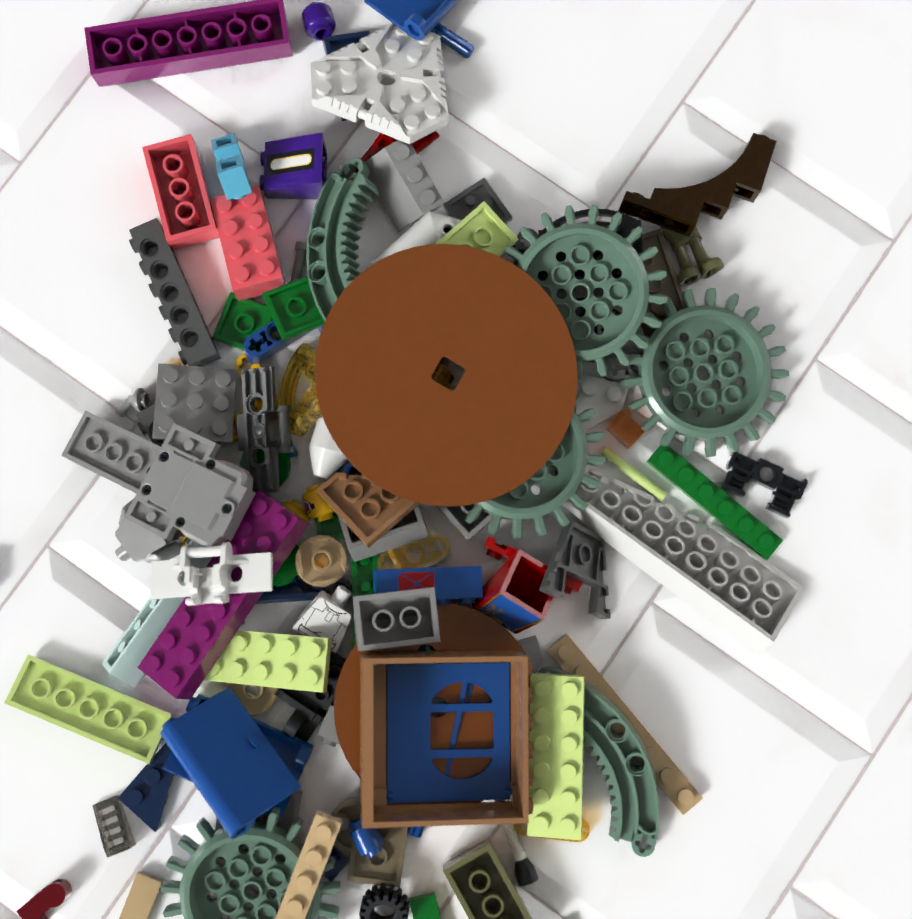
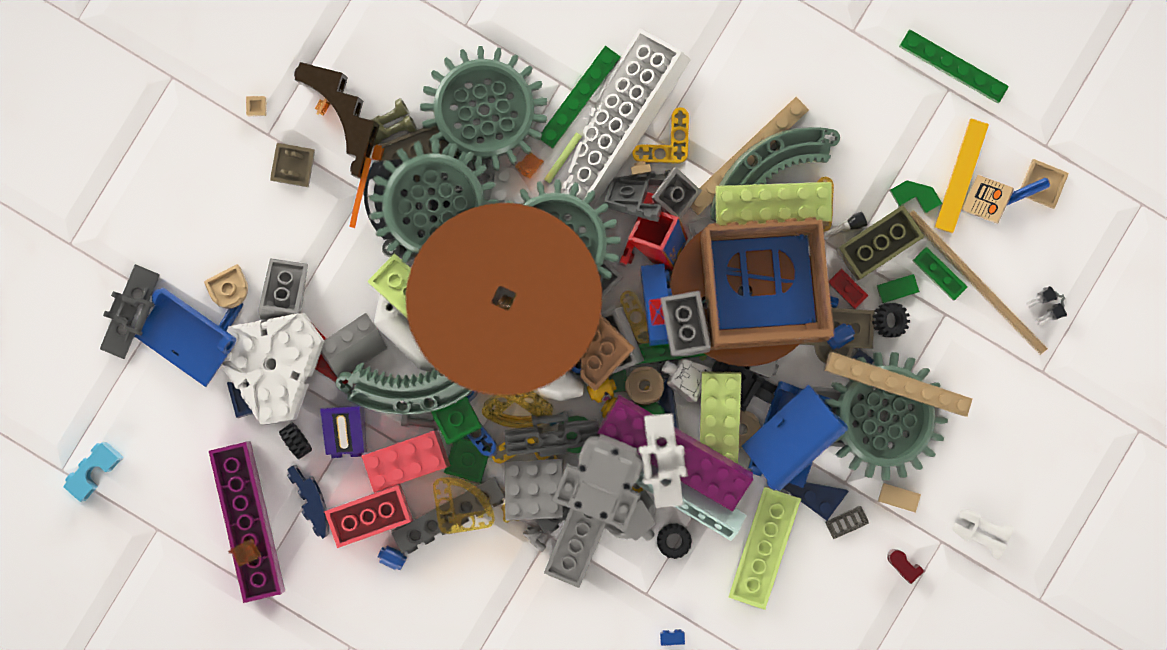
camera: 90 degrees left, 5 degrees up
(96, 582) = (674, 552): none -> black tyre
(125, 218) = (392, 558): none -> blue brick
(147, 32) = (245, 552): none -> clear orange panel
(165, 300) = (456, 519): none -> clear yellow beam
(217, 124) = (315, 505): none -> dark blue slope
(231, 167) = (348, 477): medium azure arch -> none
(286, 106) = (295, 440): none -> black tyre
(318, 20) = (222, 422): dark purple head -> none
(432, 851) = (848, 289): none -> red plate
(472, 197) = (360, 290): dark grey plate -> none
(482, 104) = (283, 289): none -> light grey slope
(489, 39) = (228, 287): none -> tan tile
(576, 620) = (676, 194): none -> light grey slope
(614, 576) = (640, 168): none -> tan plate
(637, 617) = (669, 149): none -> yellow beam
(642, 127) = (292, 165): none -> dark tan plate
(649, 231) = (376, 155): none -> orange piece
(714, 167) = (322, 106): none -> clear orange plate
(720, 86) = (256, 106): none -> tan plate
(785, 486) = (564, 44): black piece -> none

